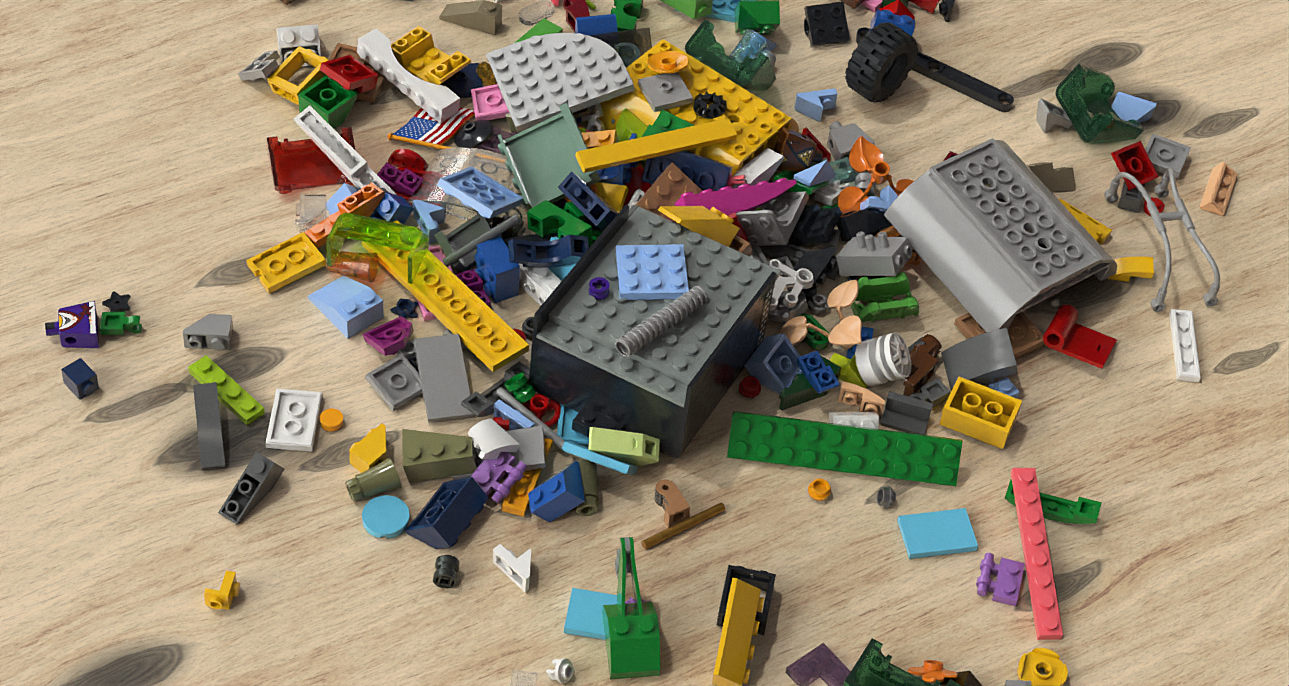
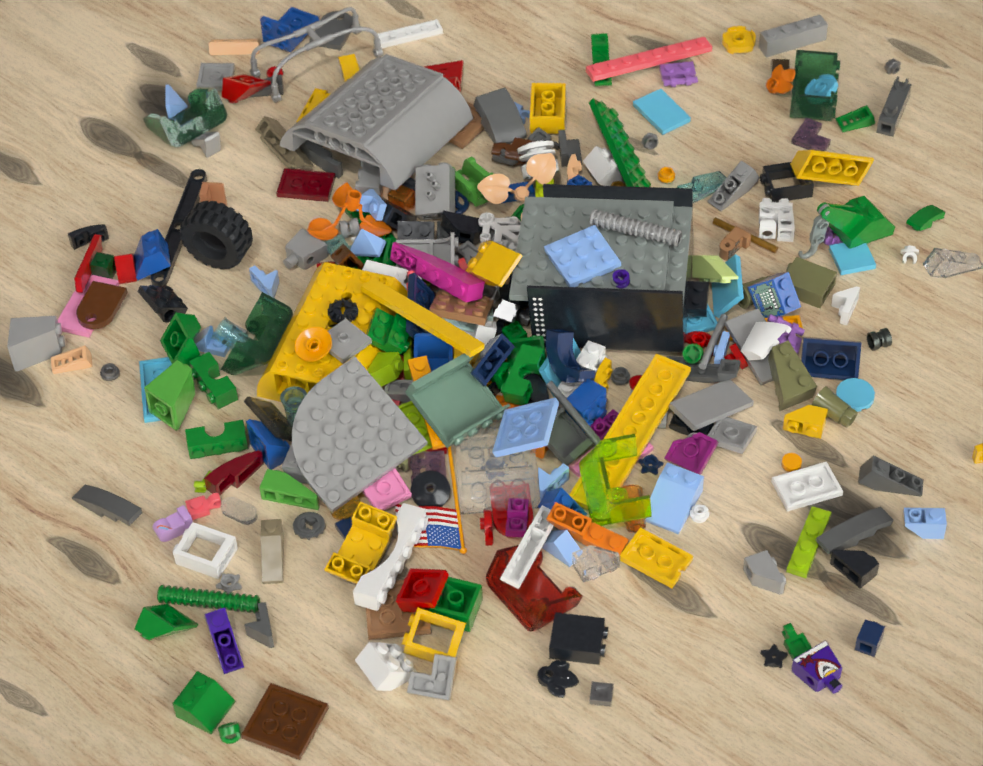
camera: 105 degrees left, 0 degrees up
(168, 406) = (855, 565): none -> black slope
(169, 169) = (601, 693): none -> flat silver plate
(174, 485) = (926, 522): none -> light blue slope
(206, 150) = (559, 677): none -> black plate
(236, 173) = (578, 638): none -> black brick
(318, 319) = (699, 517): none -> white plate
(480, 44) = (311, 518): none -> dark grey gear
(528, 301) = (604, 373): none -> yellow slope
(570, 544) = (811, 281): none -> olive brick
(683, 29) = (218, 391): none -> green arch
(689, 561) = (776, 213): none -> white hips
(765, 544) = (734, 186): none -> light grey slope
(779, 505) = (704, 184): none -> clear light blue slope
(951, 86) = (213, 192): none -> nougat panel
(1201, 276) = (332, 27): none -> dark grey tile
(1223, 234) = (287, 24): none -> blue bracket

